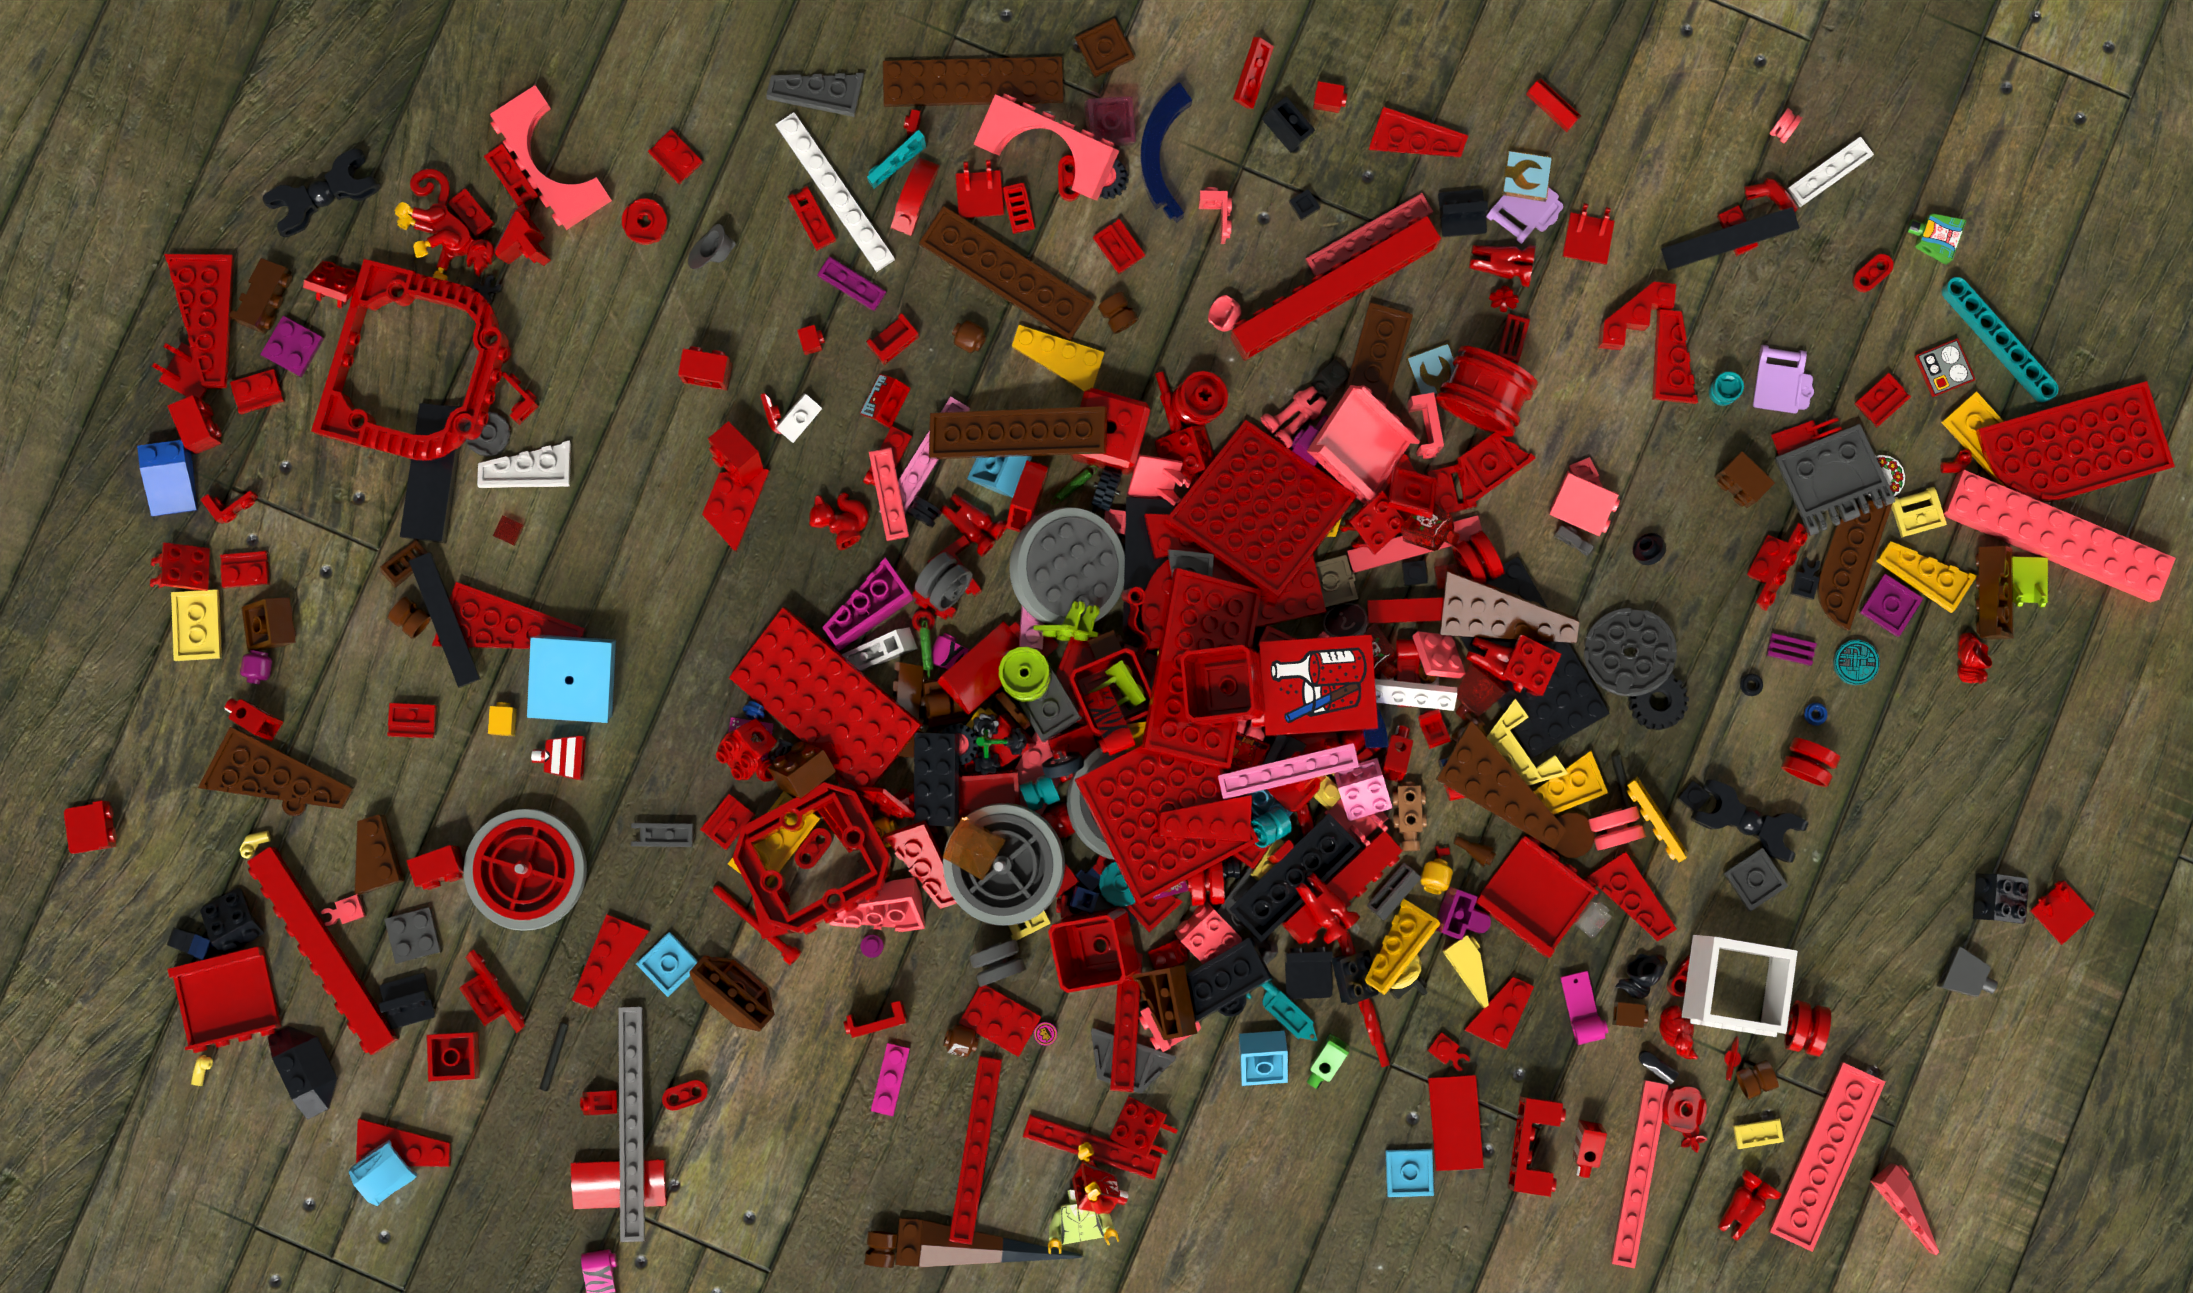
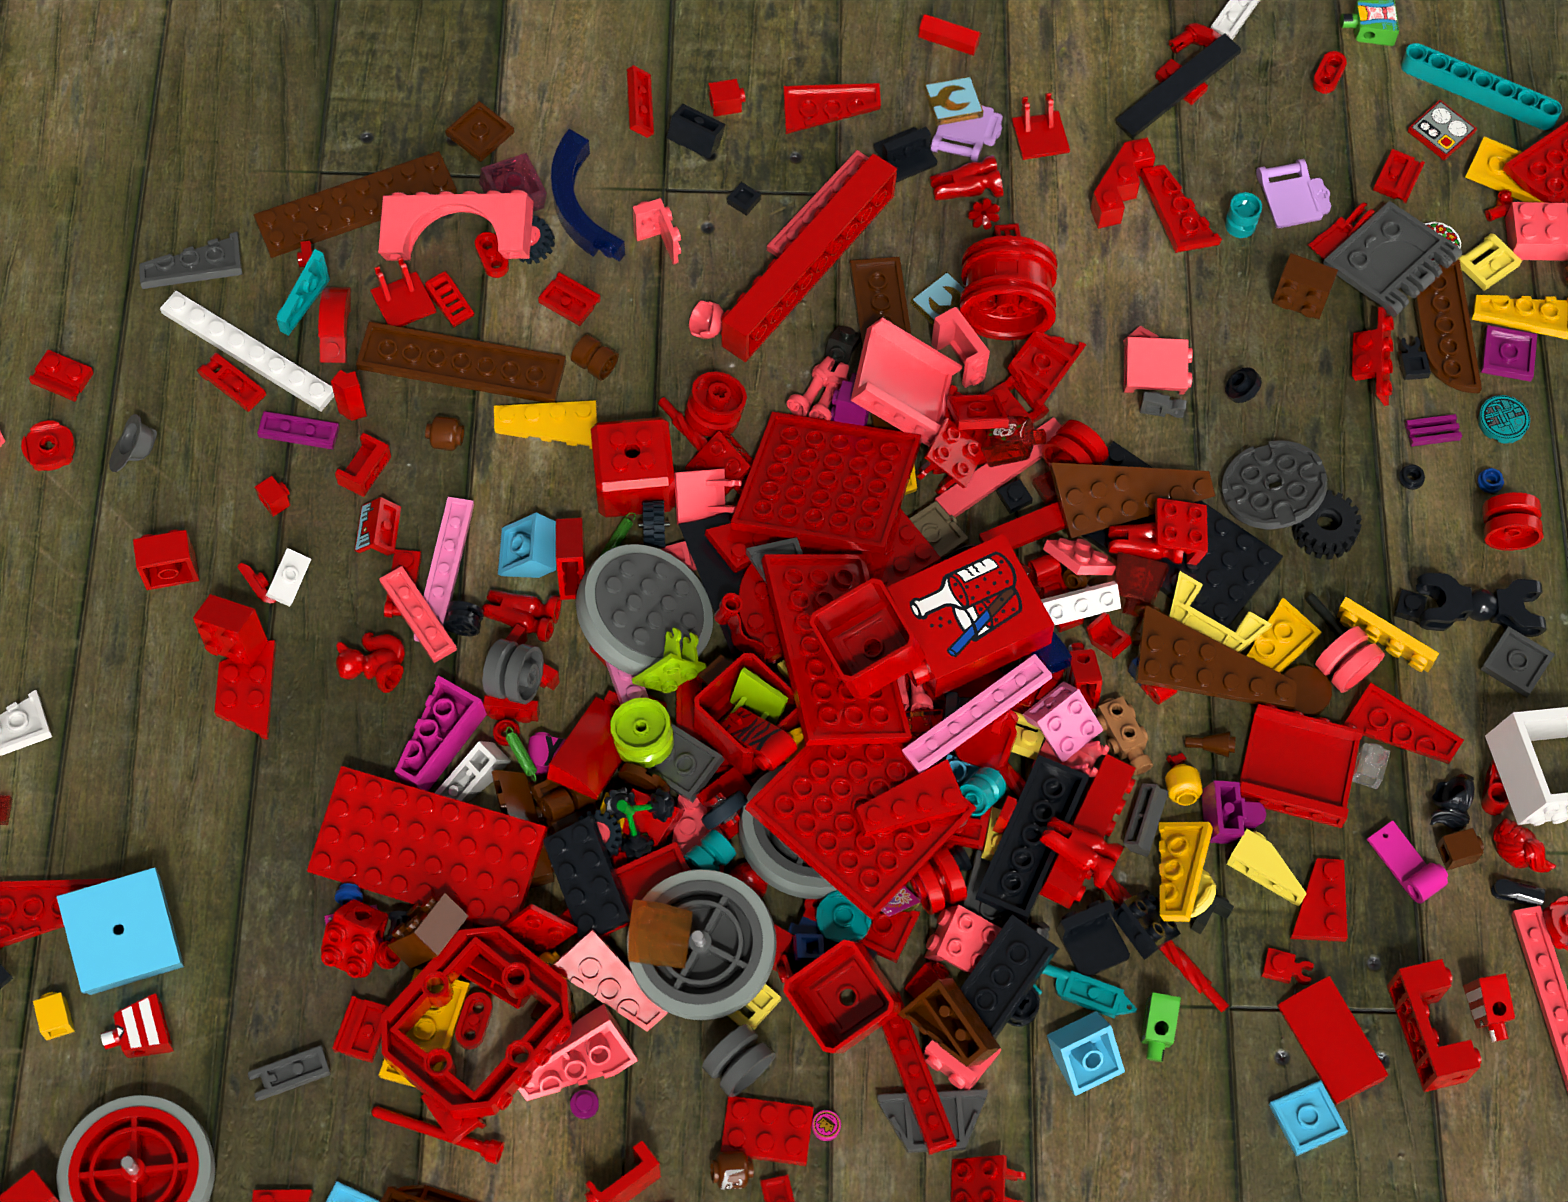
camera: 20 degrees left, 20 degrees down
(901, 276) = (348, 395): none -> red piece
(1018, 433) = (535, 494): reddish brown plate -> none

